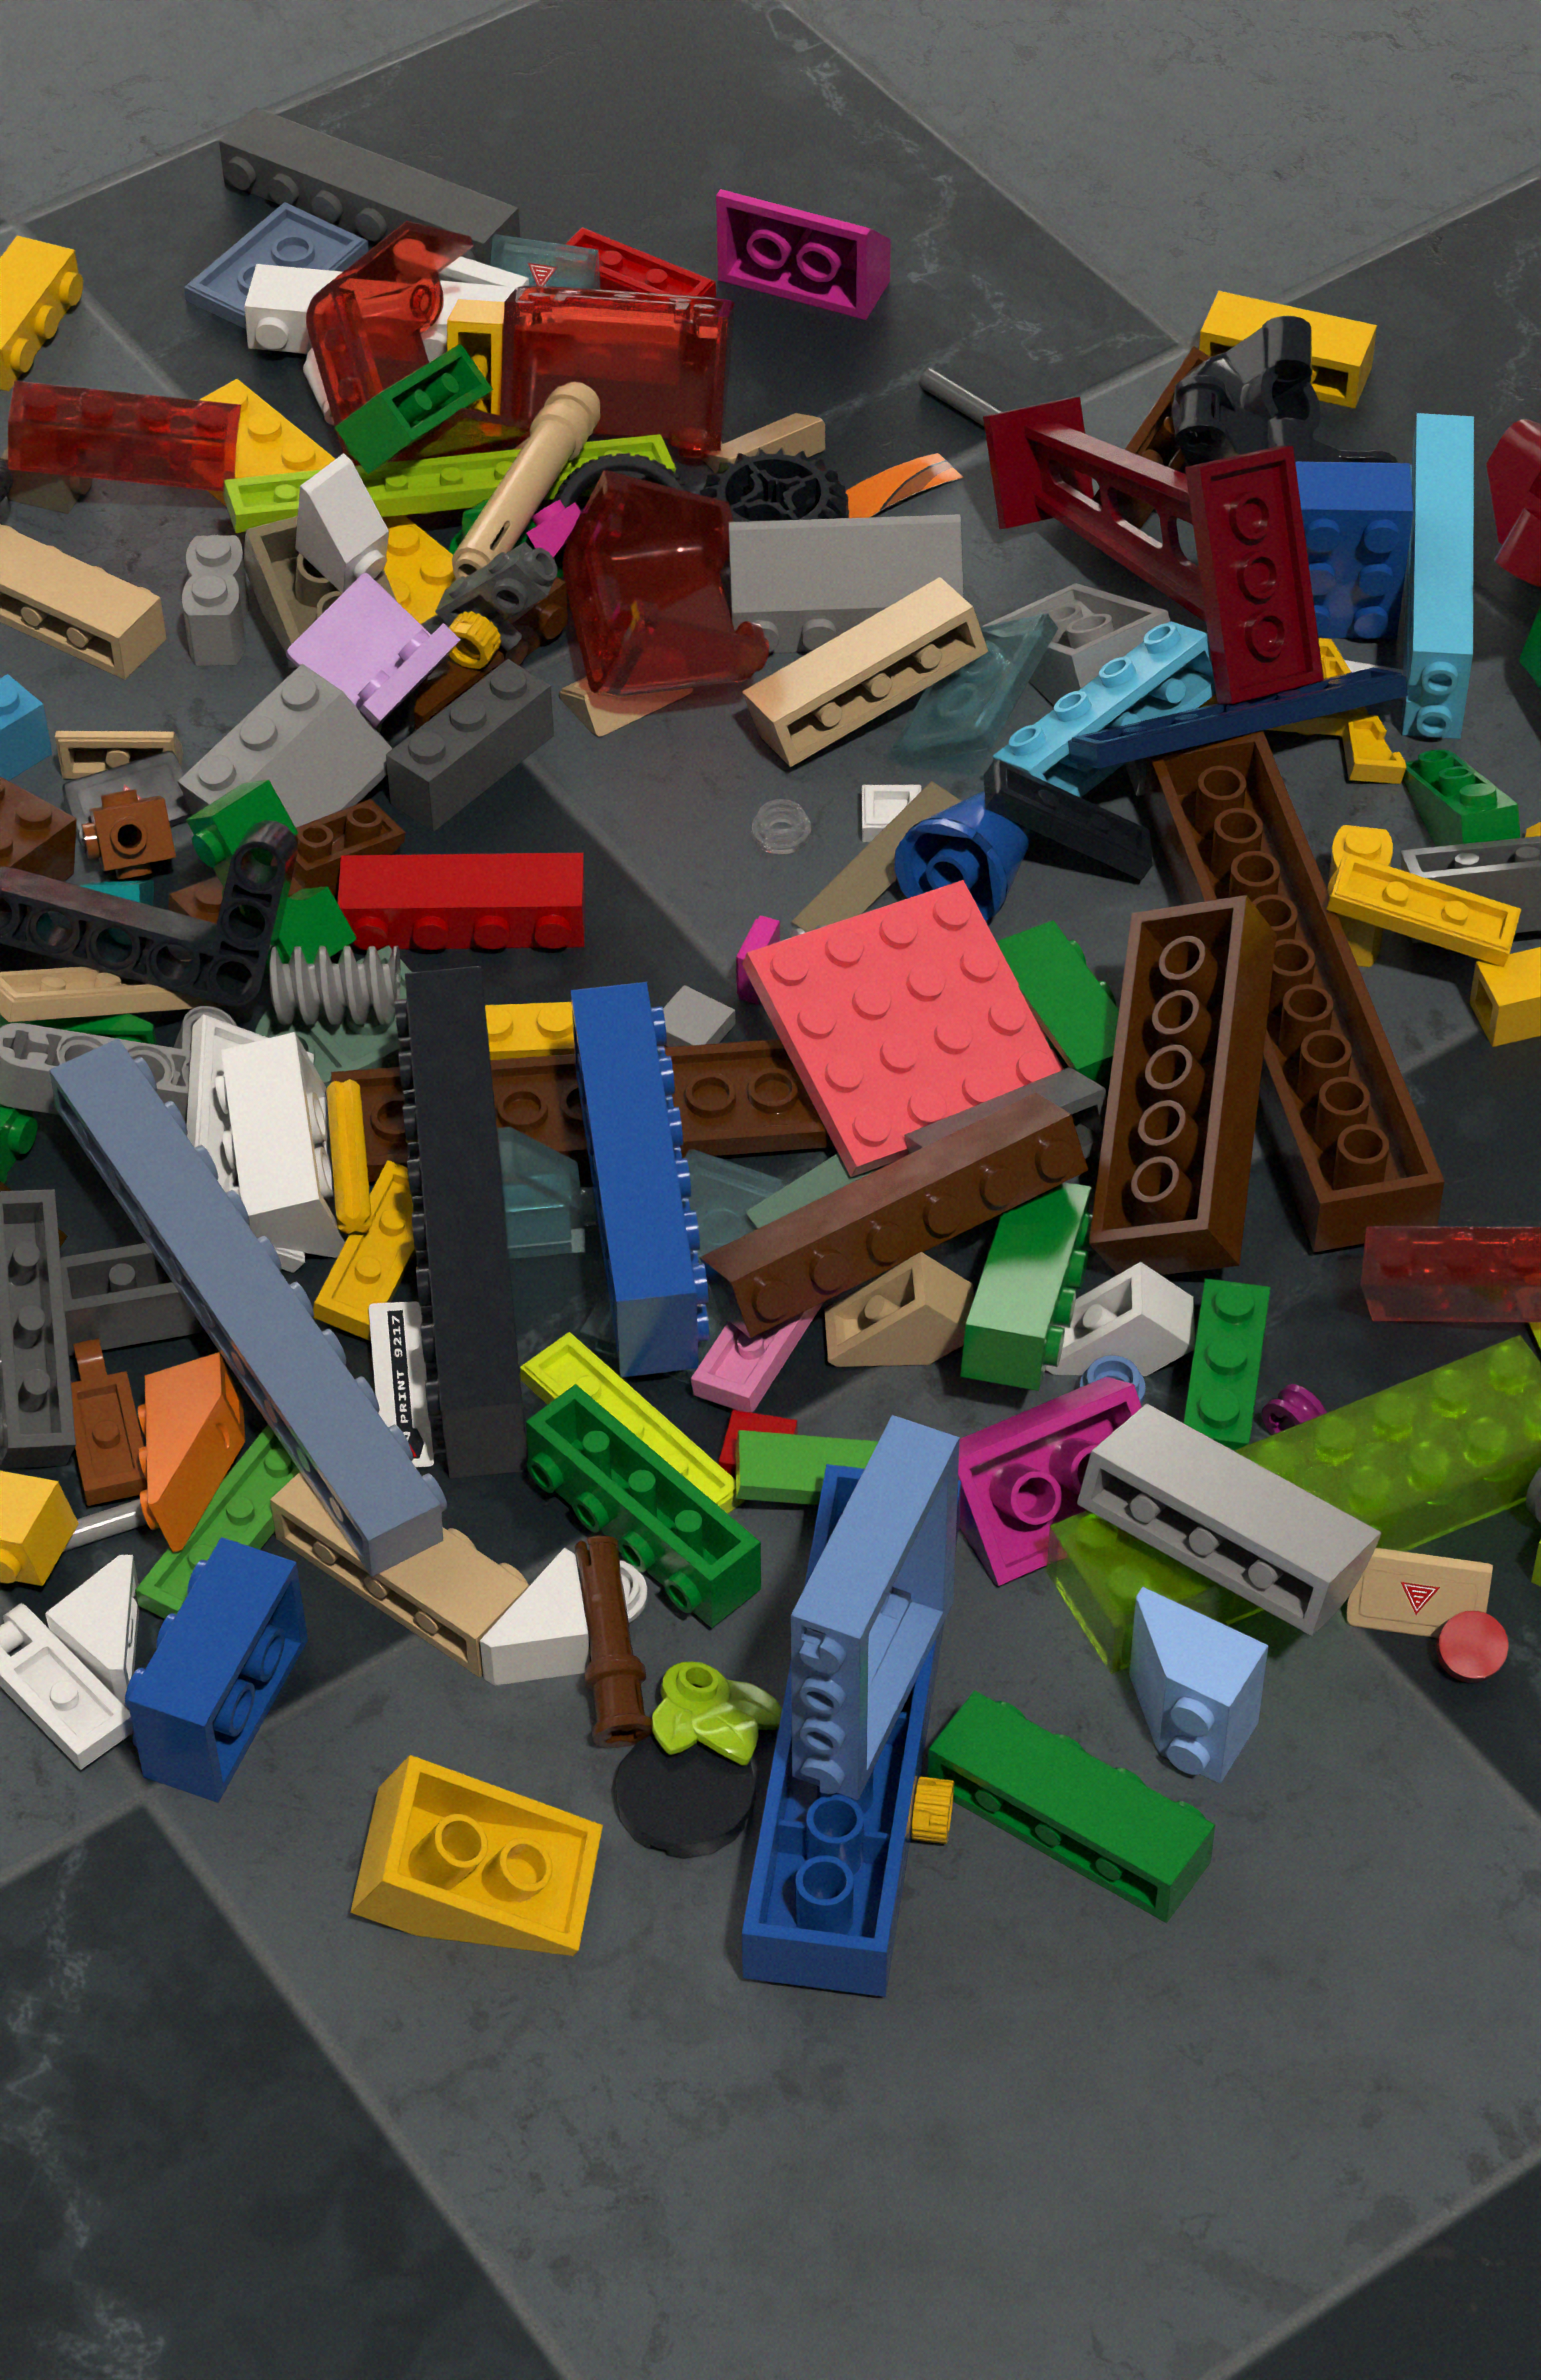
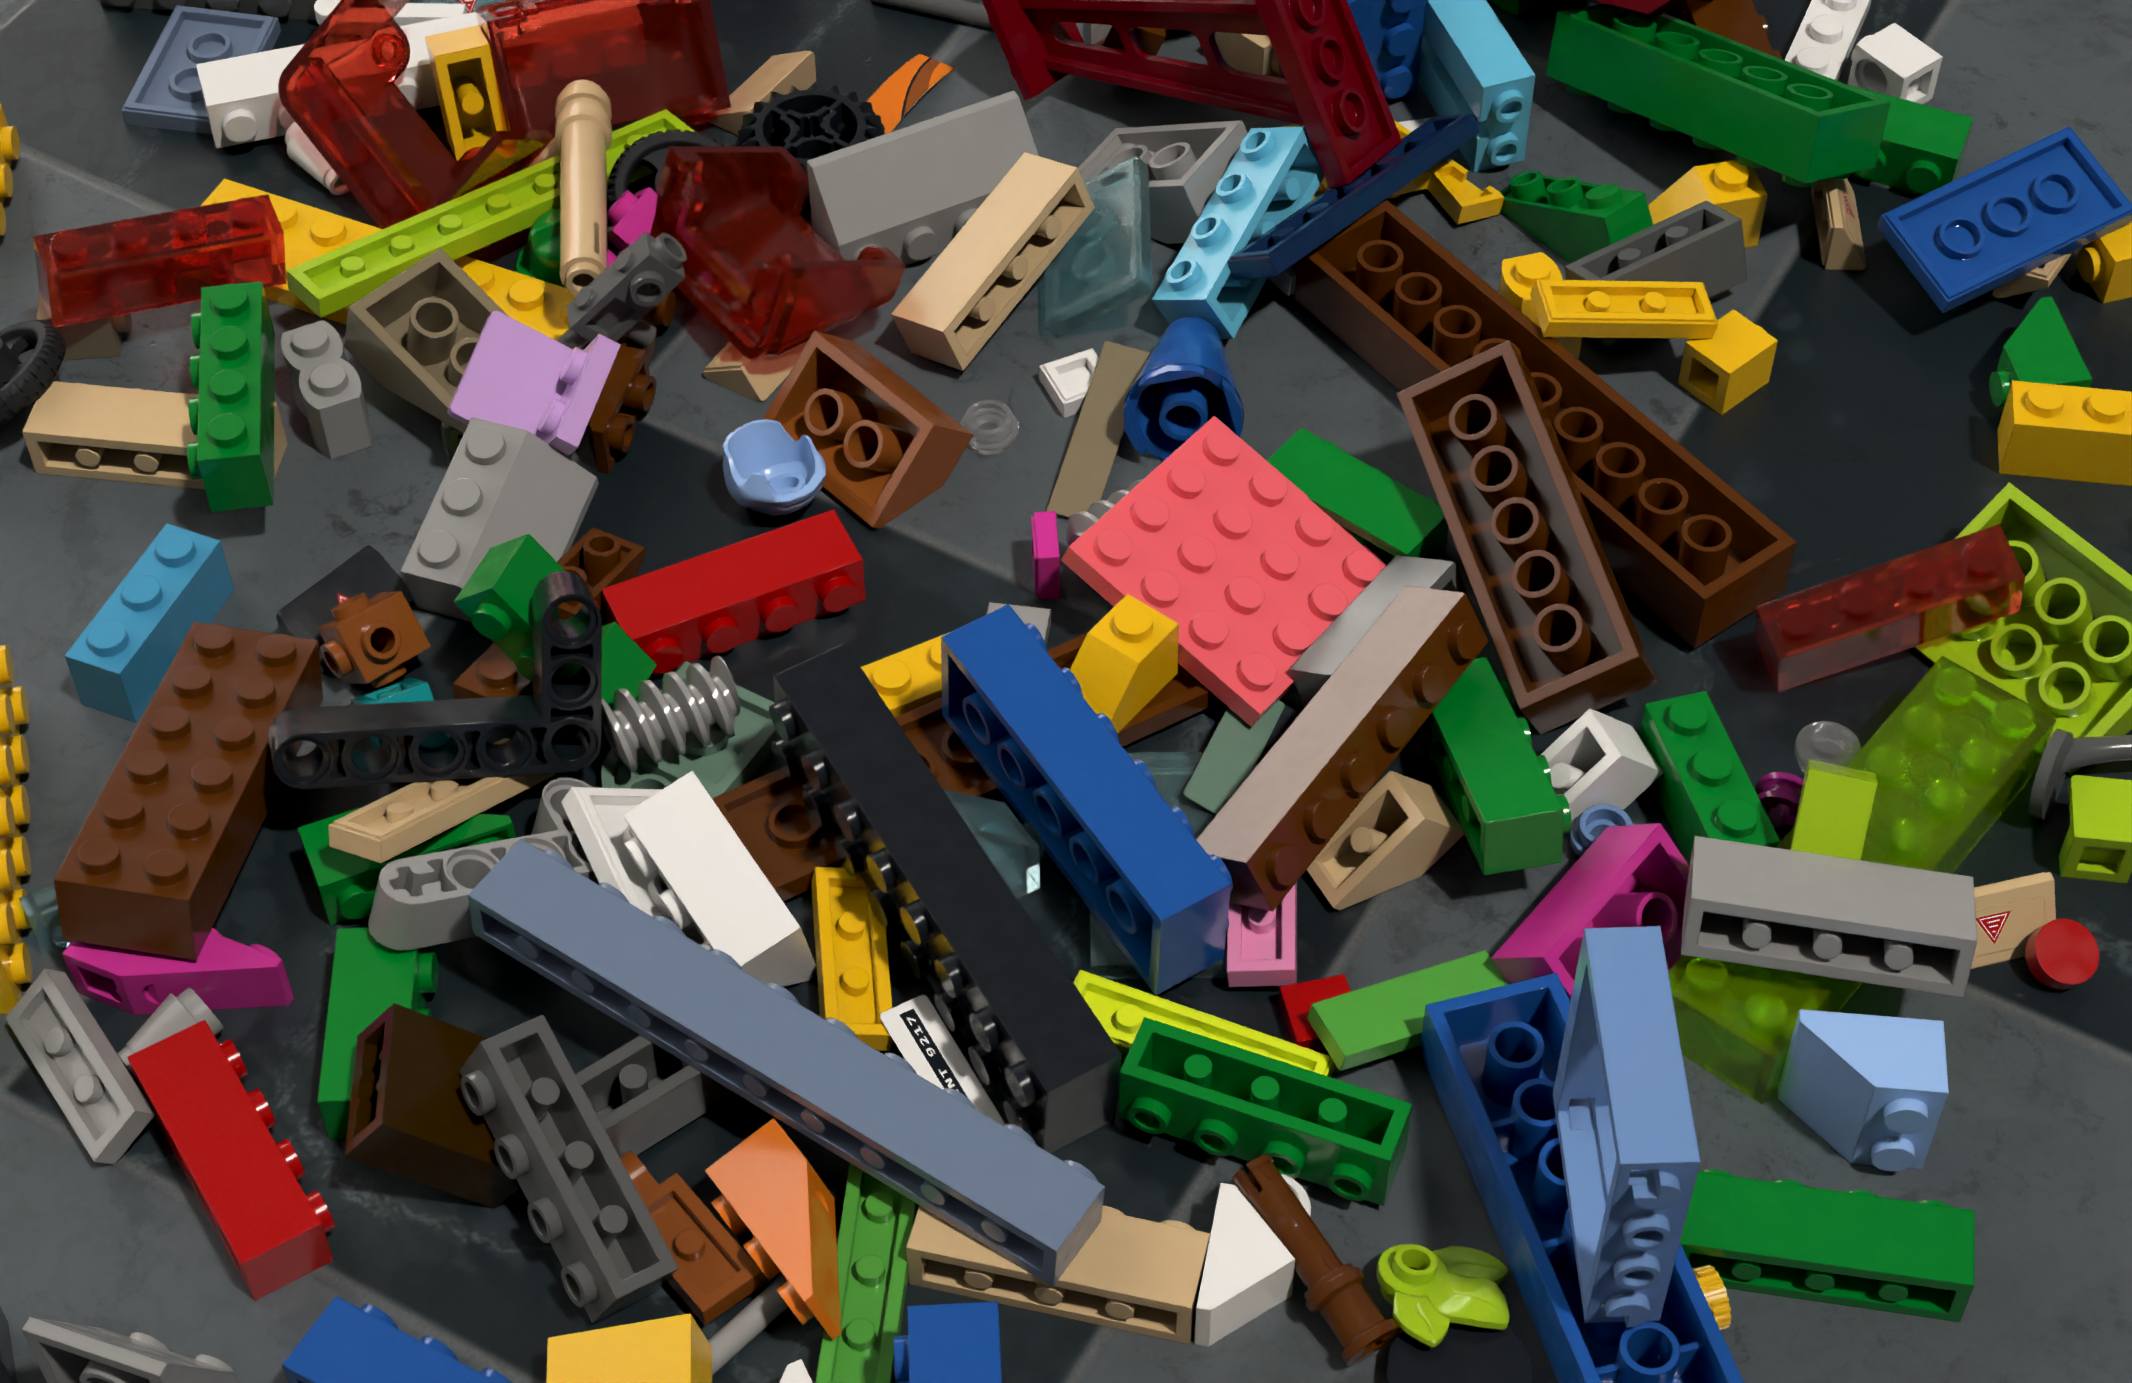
camera: 25 degrees left, 0 degrees up
(95, 751) = (293, 571): tan slope -> none
(117, 579) = (234, 397): none -> green brick
(340, 525) = (452, 274): white slope -> none
(348, 1156) = (789, 882): yellow axle -> none
(412, 408) = (439, 150): green brick -> none
(470, 745) = (656, 446): dark grey brick -> none
(478, 640) = (627, 334): yellow axle -> none
(556, 797) = (771, 469): none -> light blue hair
(663, 790) = (873, 429): none -> dark orange slope
(743, 1082) = (1127, 660): none -> yellow slope
(1067, 819) = (1255, 333): black tile -> none
(1300, 1429) = (1834, 810): none -> lime slope
(1371, 1376) = (1826, 743): none -> clear plate

